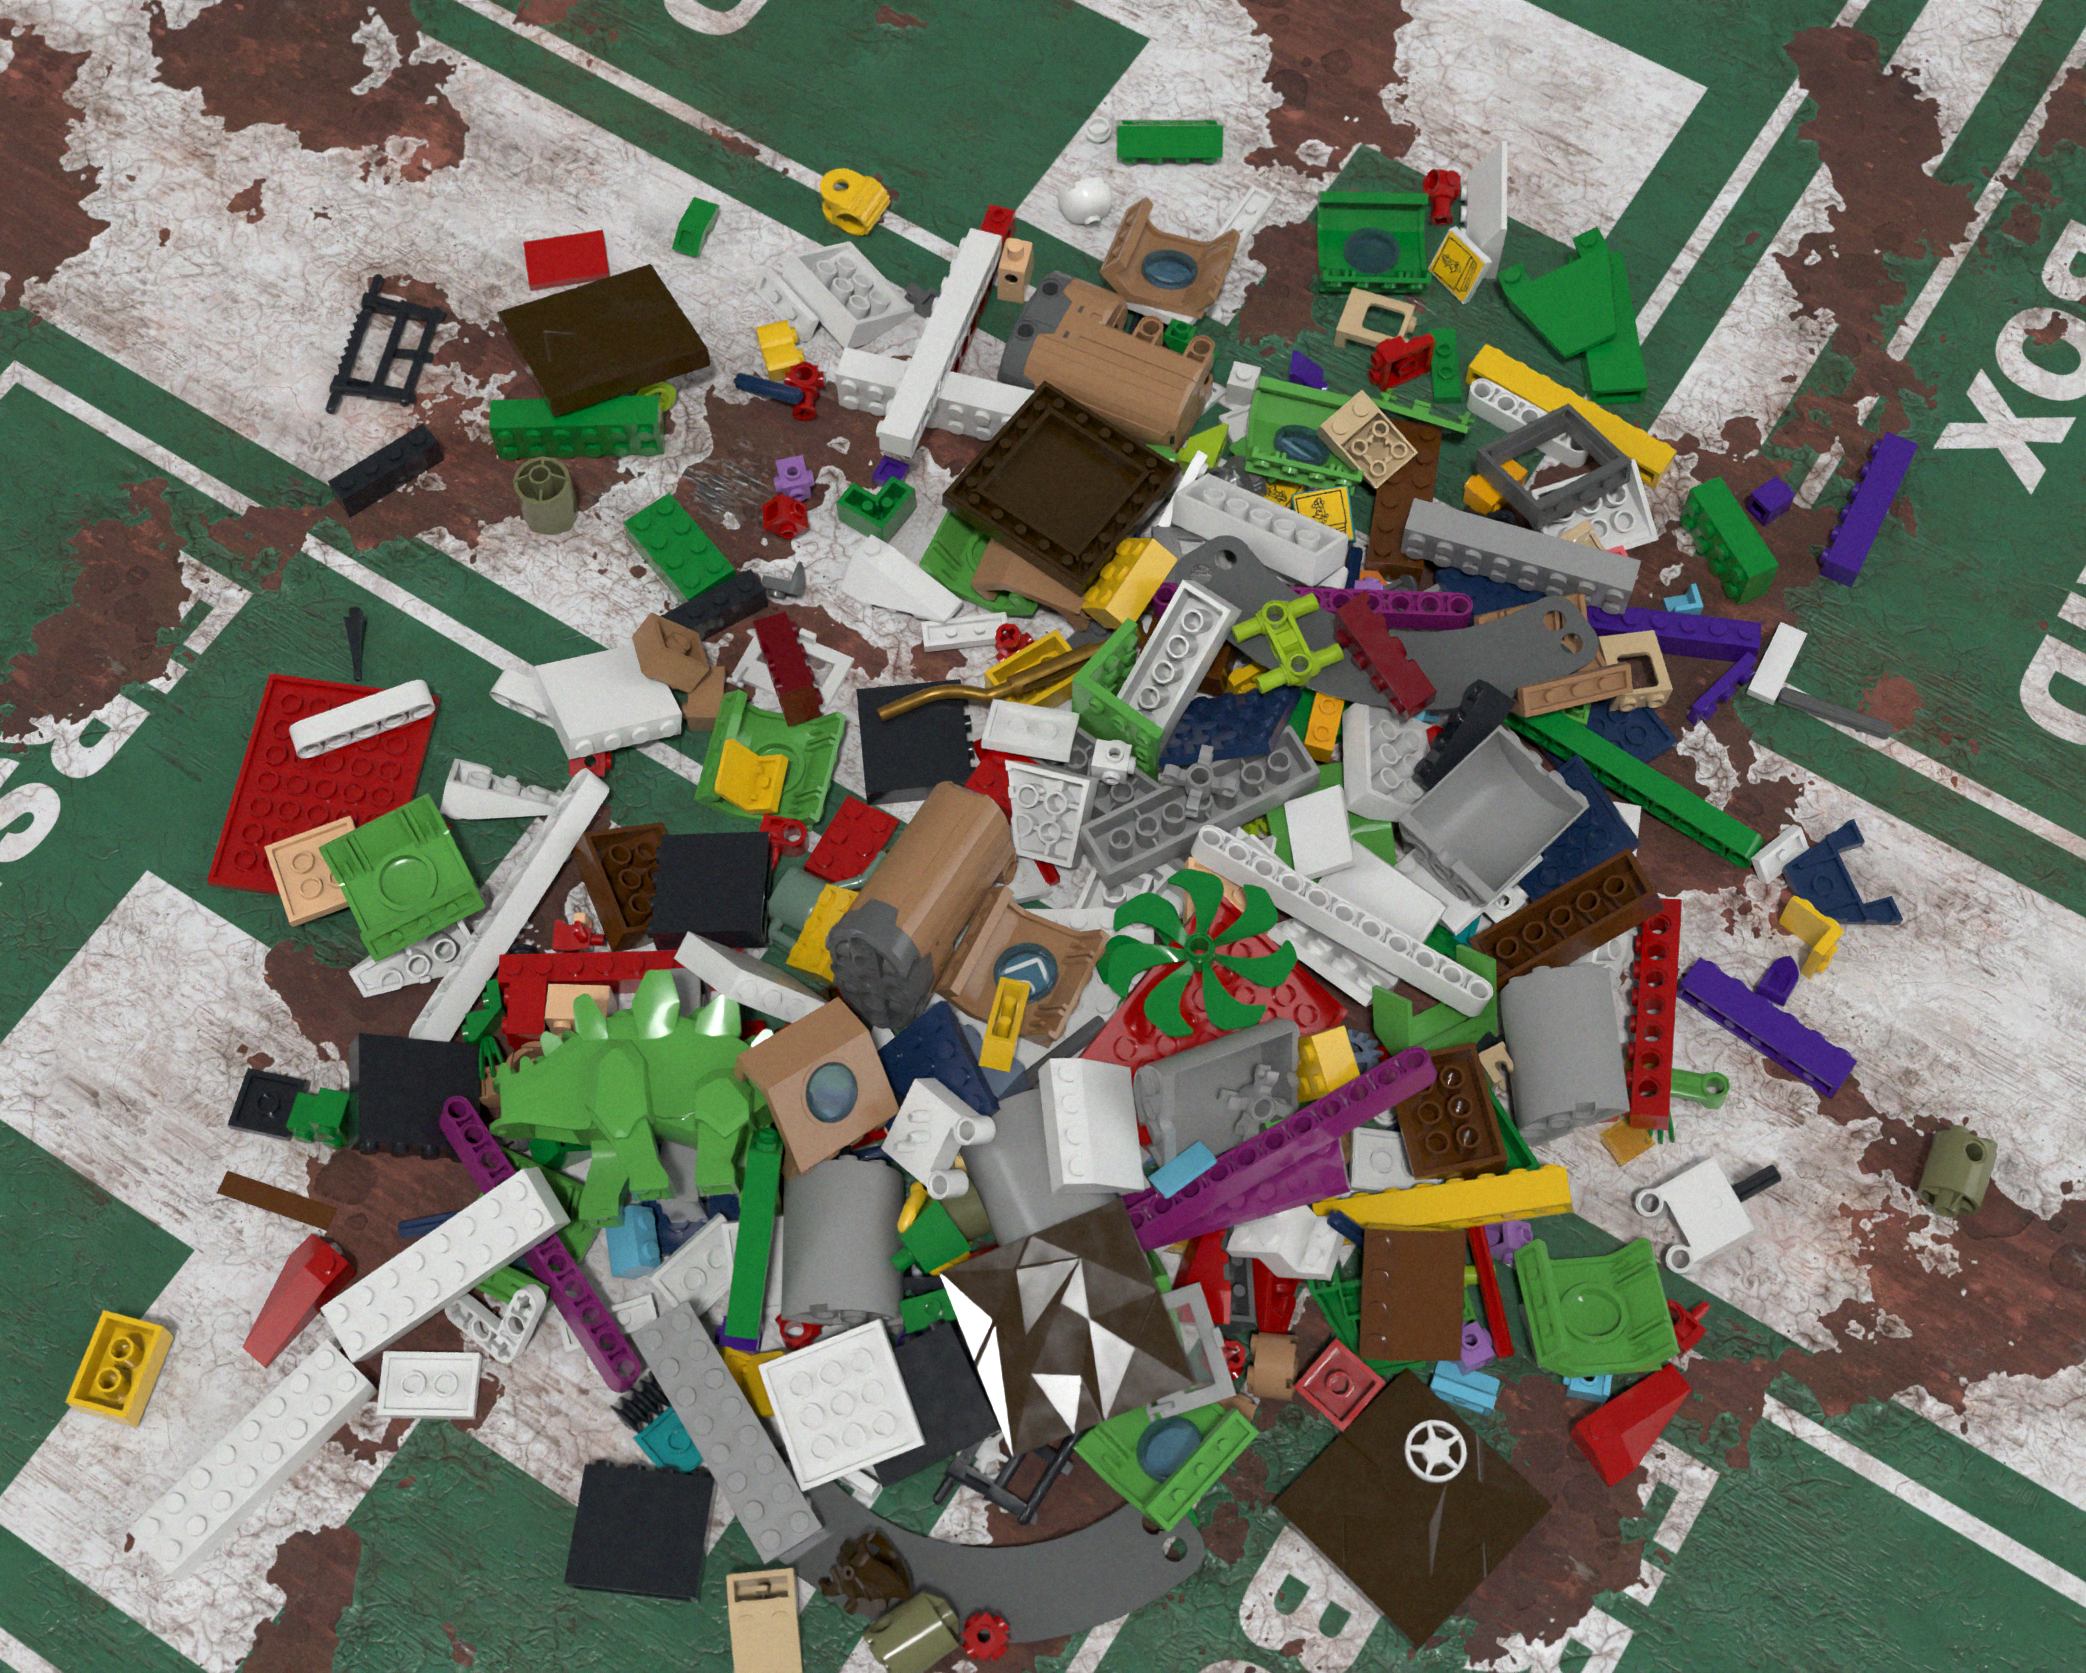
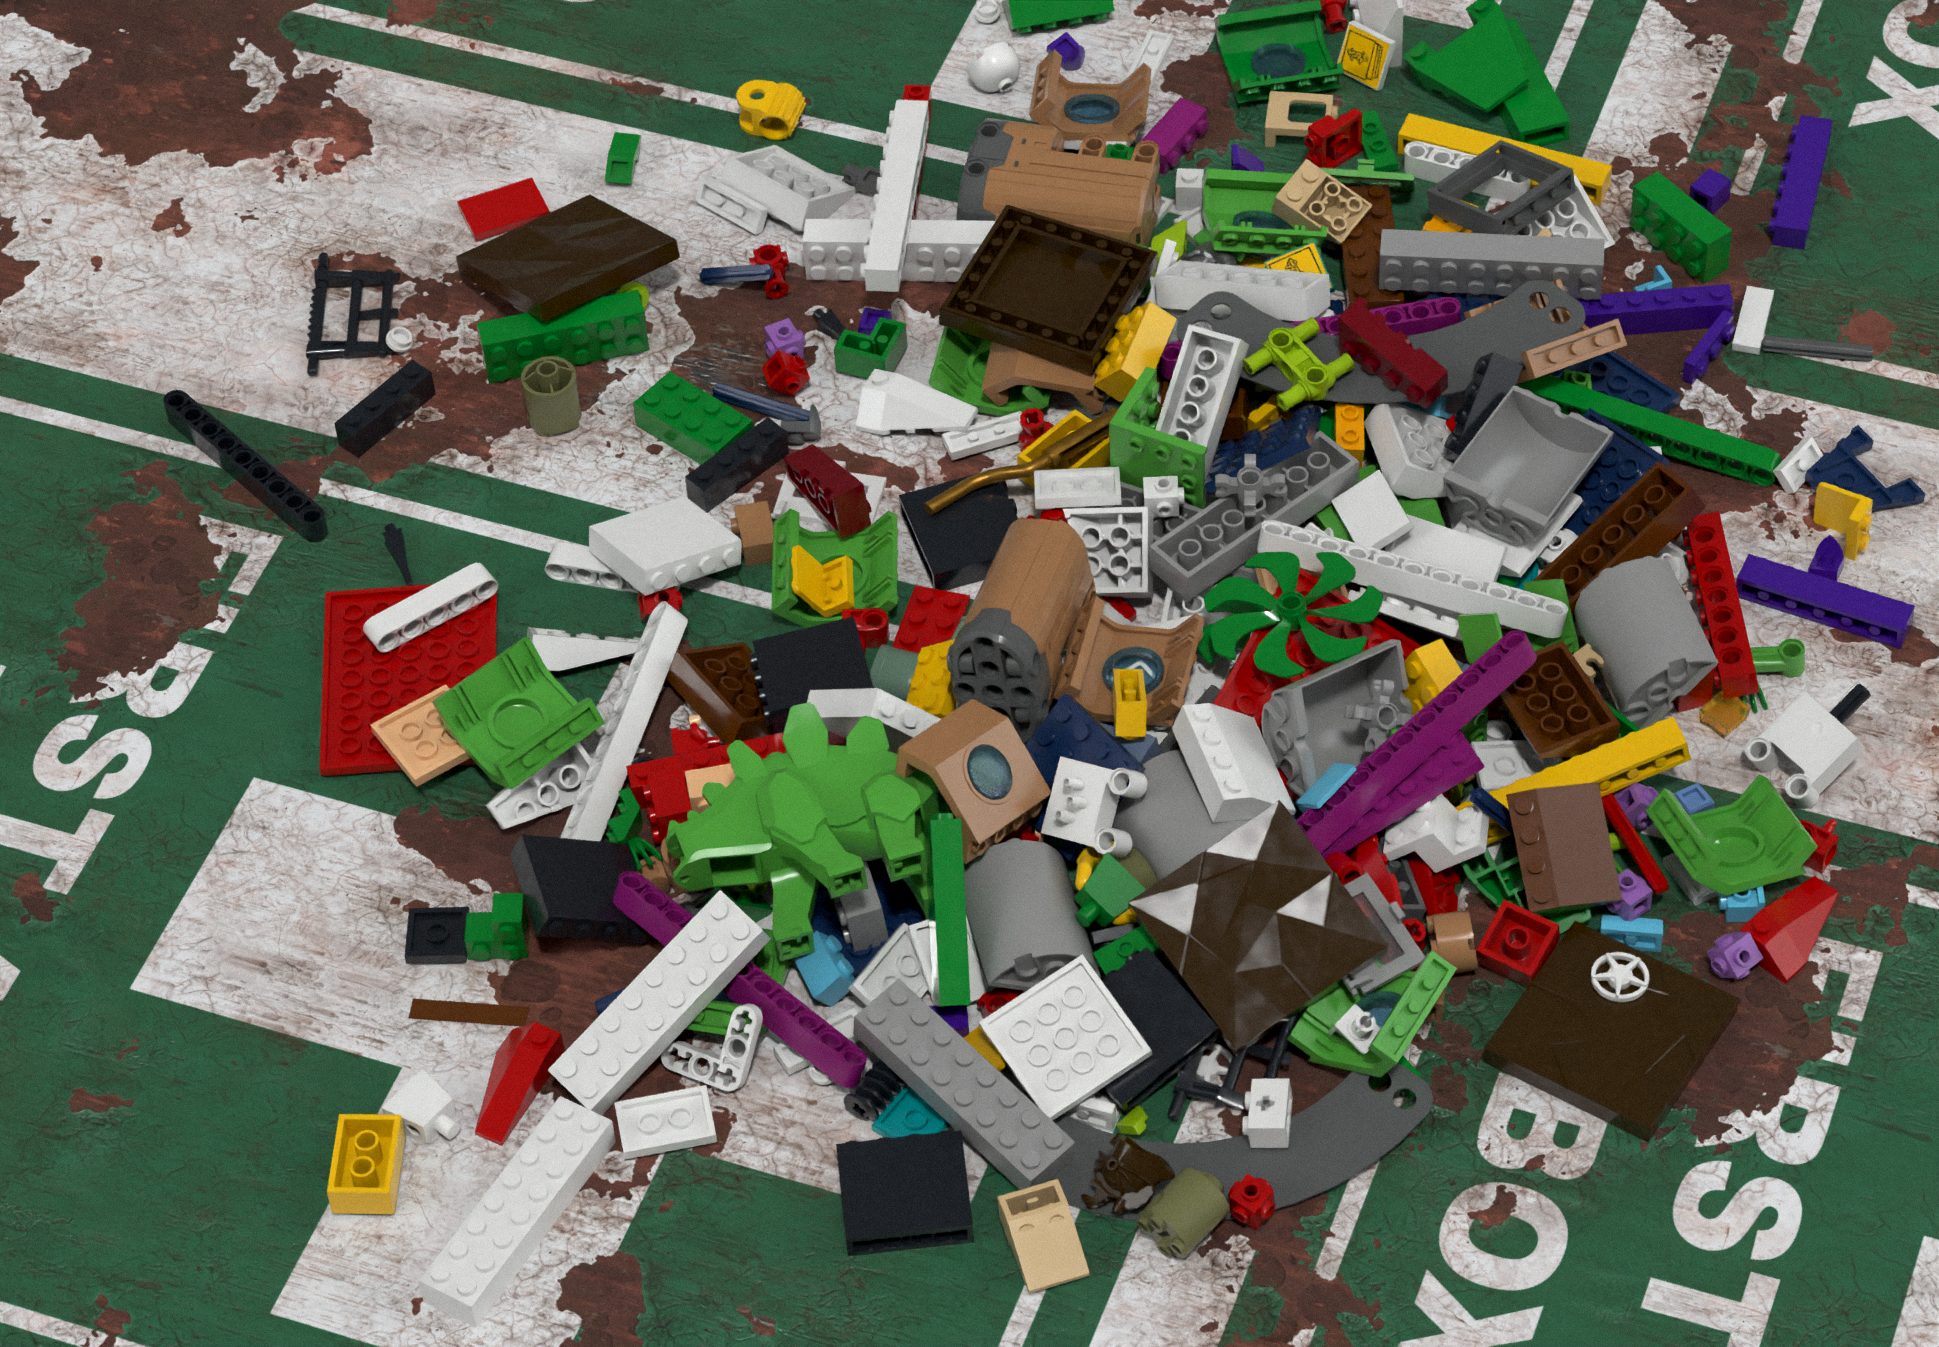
camera: 10 degrees left, 15 degrees down
(196, 1312) = (424, 1109): none -> white torso
(206, 454) = (246, 466): none -> black beam
(423, 391) = (399, 339): none -> white plate
(670, 653) = (714, 493): medium nougat brick -> none
(753, 543) = (759, 403): none -> dark blue axle
(778, 348) = (734, 240): yellow brick -> none
(846, 466) = (828, 323): none -> black piece
(896, 1500) = (1133, 1122): none -> lime tile
(1016, 260) = (944, 123): light nougat torso -> none
(1029, 1555) = (1268, 1113): none -> white brick
(1142, 1463) = (1357, 1028): none -> white bracket
(1164, 195) = (1072, 53): none -> dark purple plate
(1179, 1264) = (1344, 866): none -> red brick
(1243, 316) = (1178, 132): none -> magenta brick
(1561, 1449) = (1734, 955): none -> medium lavender brick
(1568, 1239) = (1694, 799): none -> medium blue tile
(1633, 645) = (1625, 365): tan window -> none

